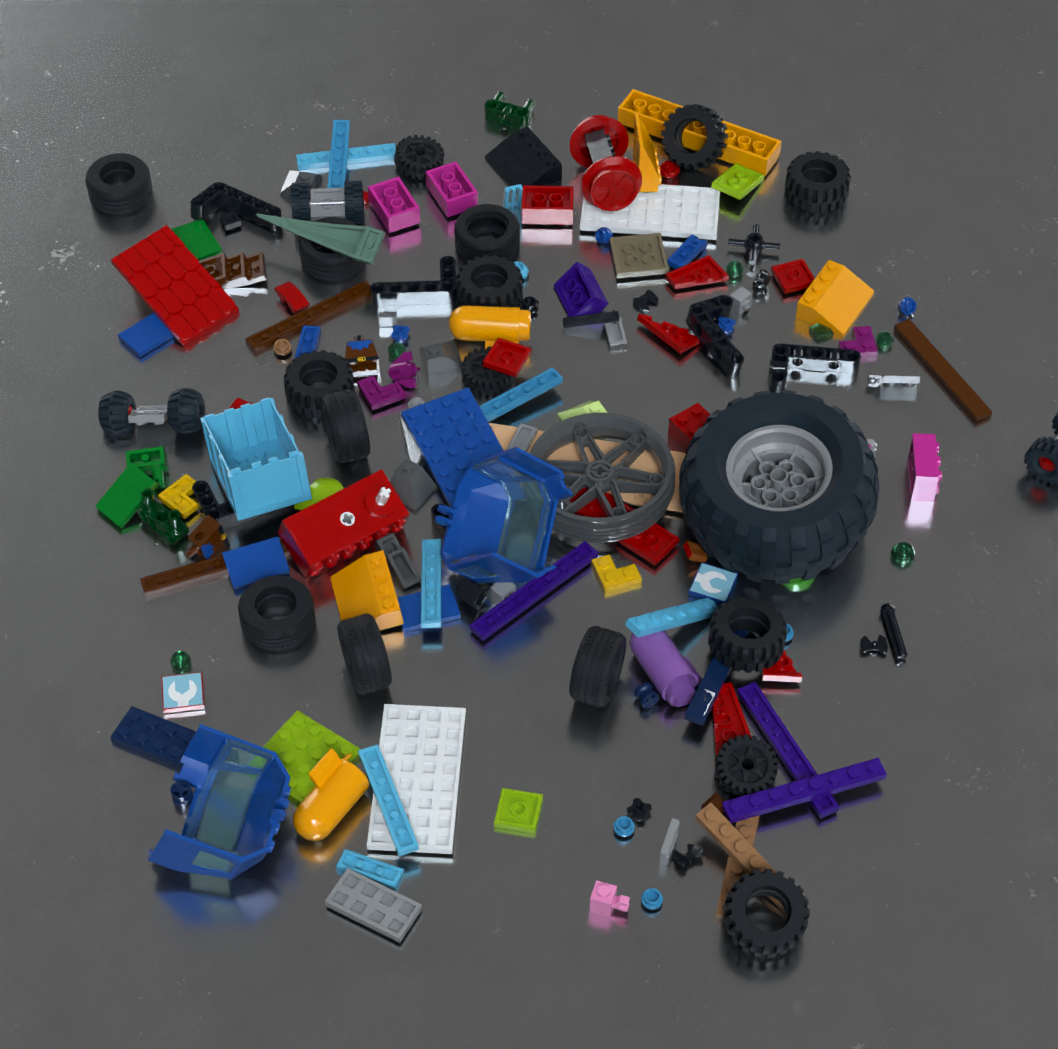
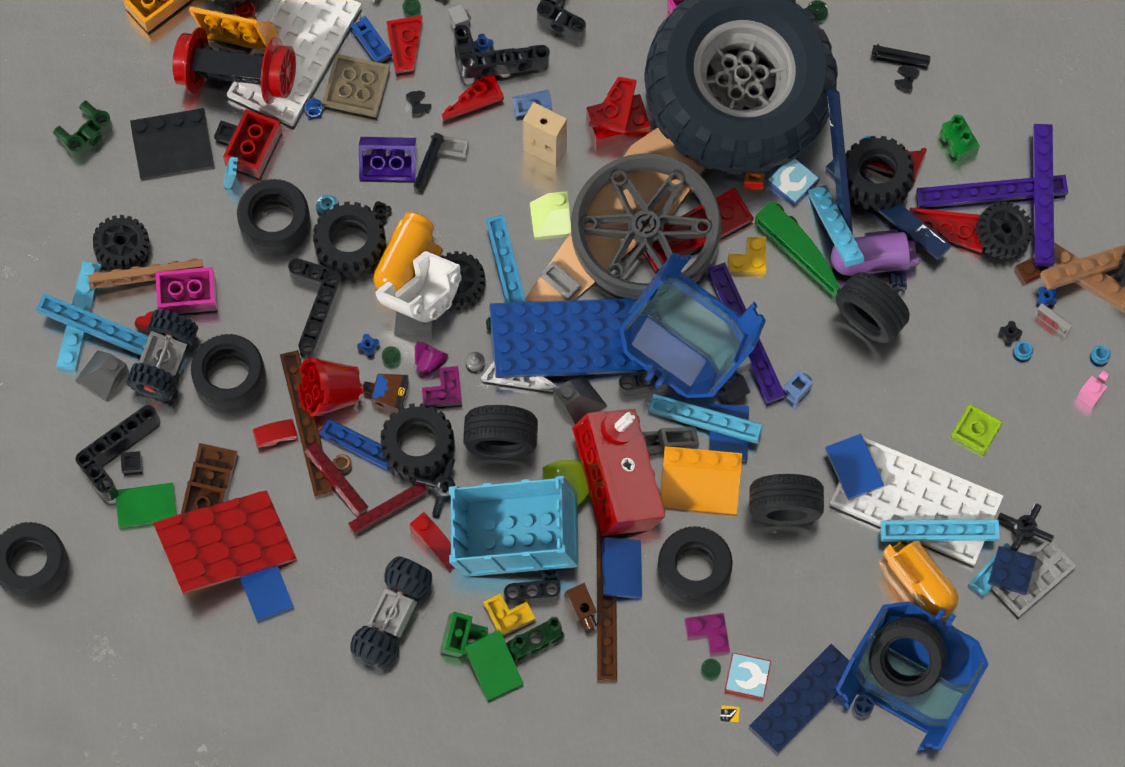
camera: 70 degrees left, 20 degrees up
(141, 691) = (730, 713): none -> sticker
(221, 653) = (711, 626): none -> magenta plate
(249, 806) = (892, 679): none -> black tyre
(250, 386) = (387, 508): none -> dark red piece
(263, 345) = (336, 479): none -> dark red piece
(288, 412) = (435, 484): none -> black bar
(301, 746) = (857, 589): lime plate -> none
(343, 308) = (328, 386): none -> red cone
(352, 241) = (252, 345): sand green plate -> none
(370, 878) = (1012, 570): none -> dark blue plate
(387, 319) = (341, 350): light grey slope -> none
(393, 171) = (138, 274): none -> medium nougat plate
(424, 879) = (1025, 527): none -> black bar
(428, 710) = (854, 467): none -> blue tile
(449, 340) = (428, 292): none -> white cylinder
(451, 189) = (187, 227): dark pink brick -> none
(495, 644) = (799, 379): none -> medium blue brick
(507, 357) = (462, 251): red plate -> none
(649, 373) = (544, 134): none -> tan brick
(652, 592) = (797, 243): none -> green slope
(683, 859) = (1068, 305): black piece -> none
(686, 371) = (523, 102): none -> medium blue plate
(694, 835) = (1043, 299): none -> blue plate
(695, 415) = (616, 107): none -> red wing
(734, 585) = (839, 157): none -> dark blue tile
(830, 702) = (959, 138): none -> green brick

